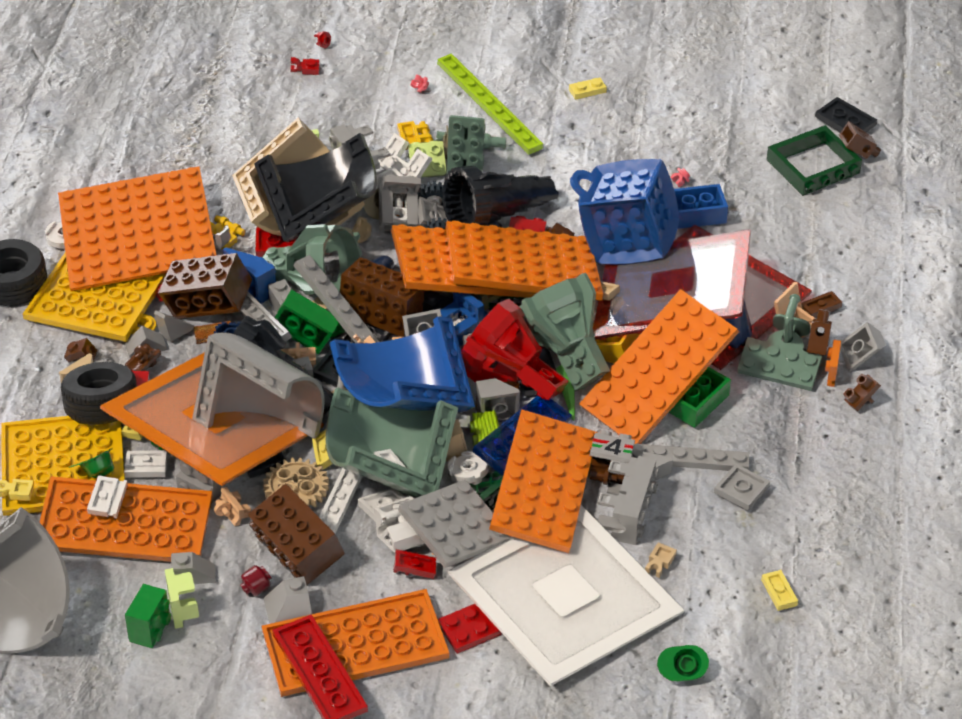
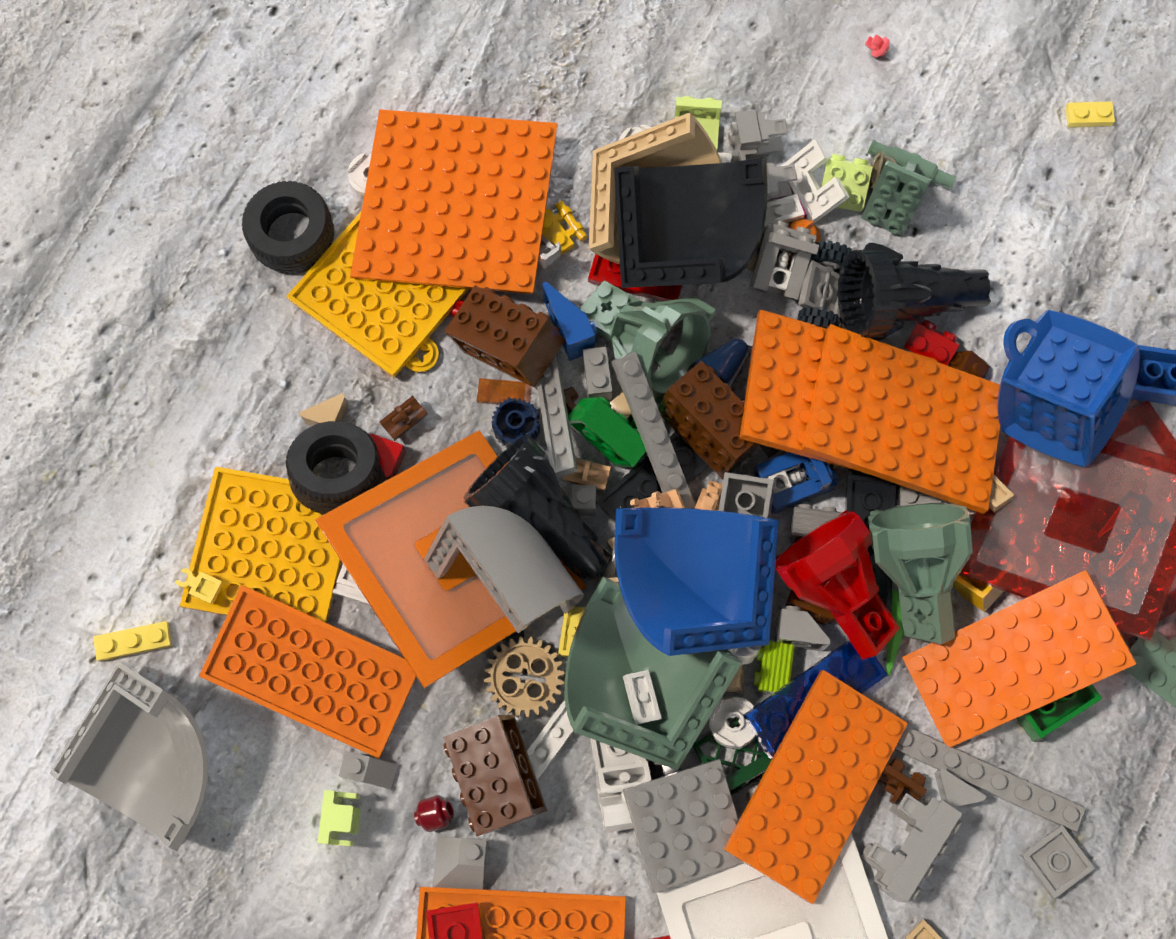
camera: 20 degrees right, 30 degrees up
(79, 349) = (338, 377): reddish brown bracket -> none
(97, 466) = (297, 576): green piece -> none
(107, 497) = (295, 642): white plate -> none
(148, 336) = (419, 384): light grey slope -> none
(148, 616) = (292, 835): green brick -> none
(170, 326) = (456, 372): light grey slope -> none
(230, 506) = (438, 691): light nougat hips -> none
(363, 228) = (724, 289): tan plate -> none
(410, 131) = (836, 133): yellow plate -> none
(414, 564) = (621, 853): red plate -> none
(490, 104) = (955, 107): lime plate -> none
(612, 447) = (916, 765): light grey slope -> none
(682, 175) = (1162, 310): coral plate -> none

